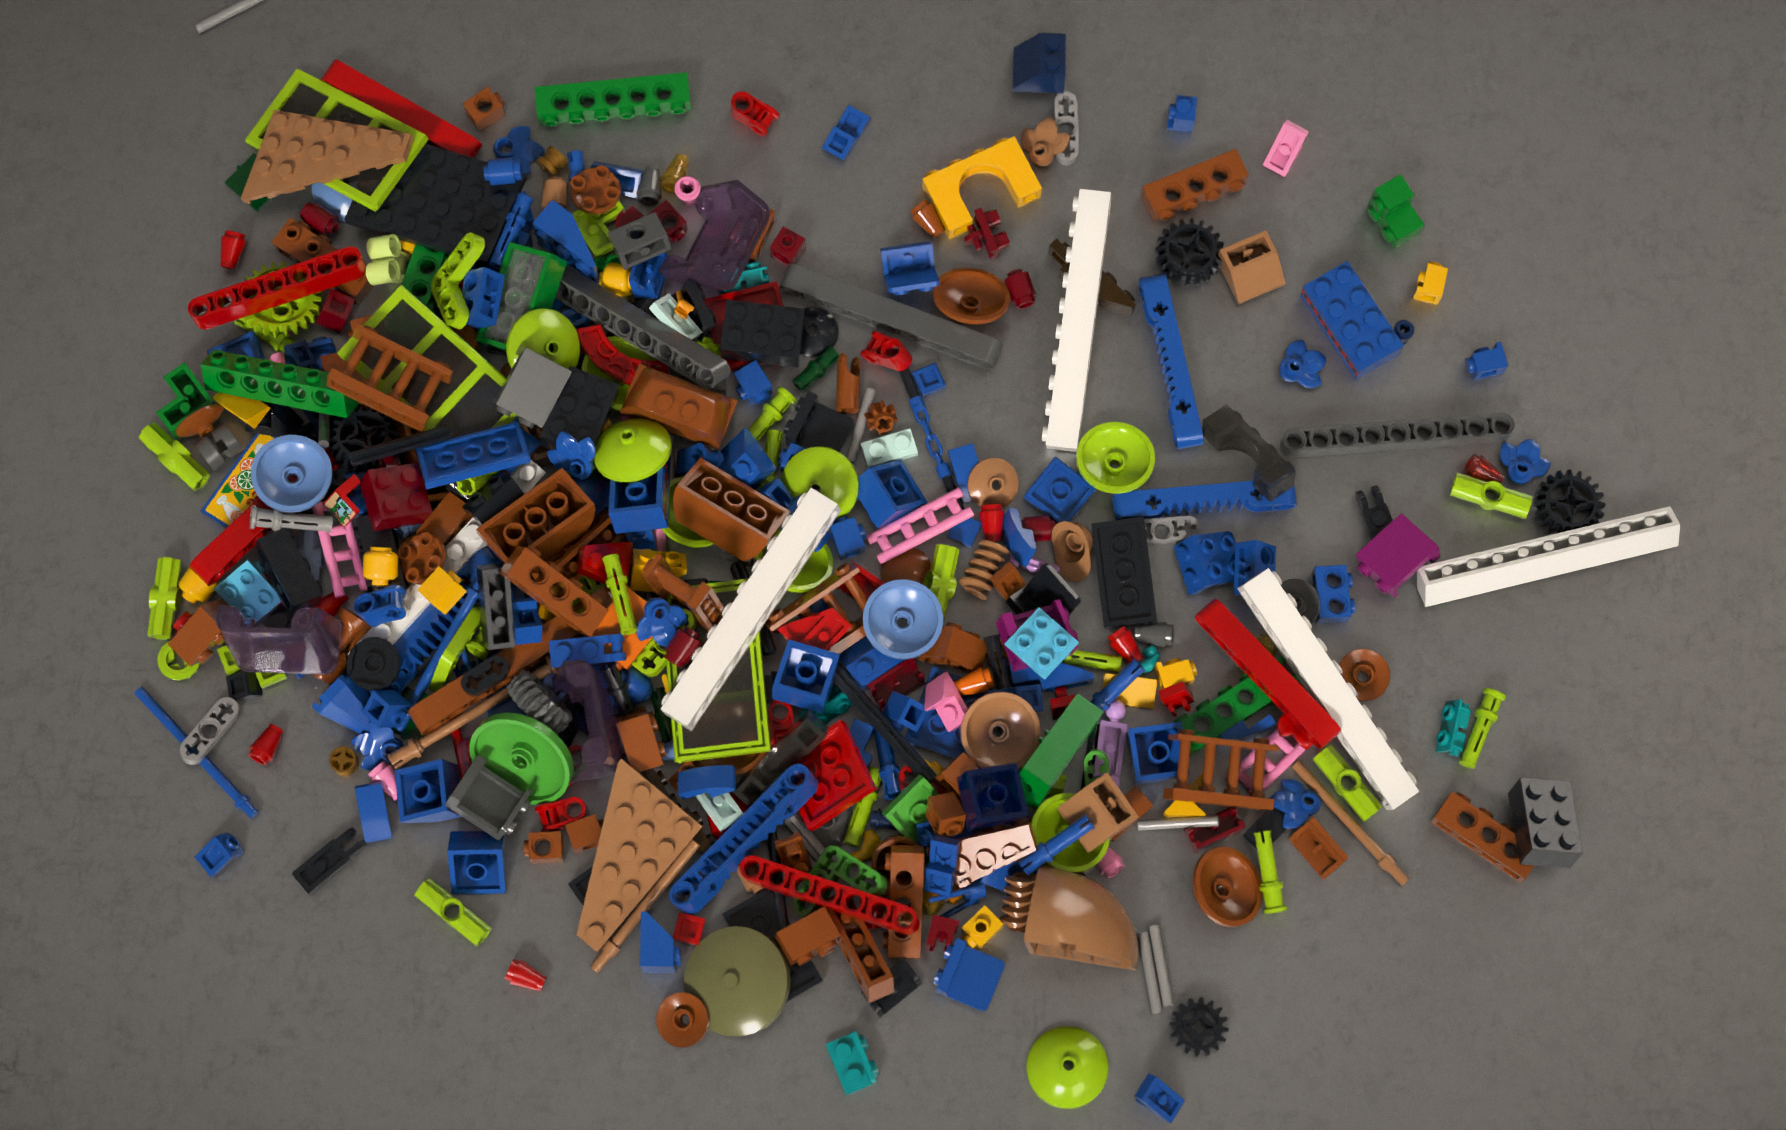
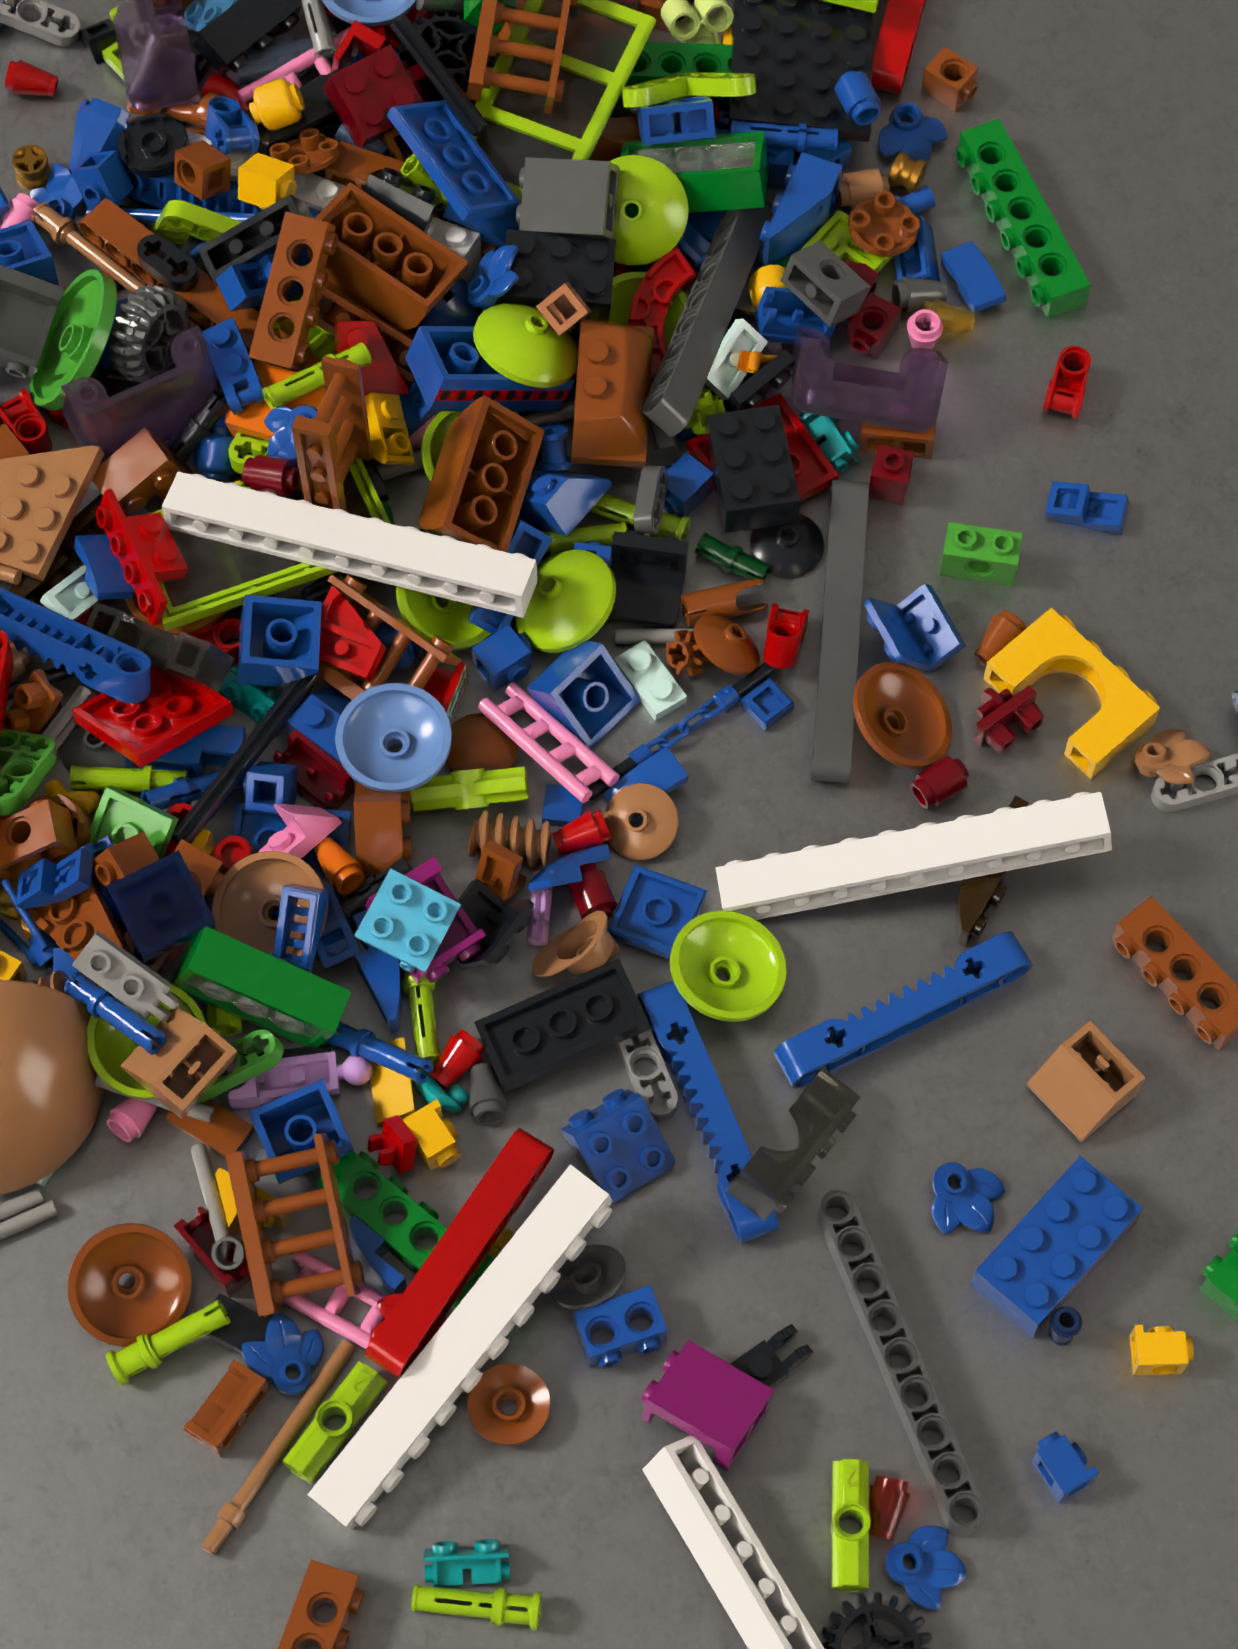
camera: 75 degrees right, 10 degrees down
(411, 634) = (202, 170): none -> dark orange brick
(622, 413) = (563, 308): none -> nougat brick
(647, 145) = (974, 276): none -> blue slope
(711, 748) = (144, 552): none -> red bracket
(767, 405) = (650, 499): none -> dark grey beam
(864, 210) = (981, 554): none -> bright green brick
(884, 390) = (726, 645): none -> dark orange dish
(945, 749) = (231, 850): none -> red tile
(1009, 703) = (315, 913): none -> blue slope
(1037, 830) = (125, 977): none -> light grey hinge
(1060, 702) = (357, 997): red tile -> none
(1180, 248) = (1048, 993): black gear -> none
(1232, 812) = (221, 1250): none -> dark grey hinge
(1251, 559) = (625, 1190): blue brick -> none

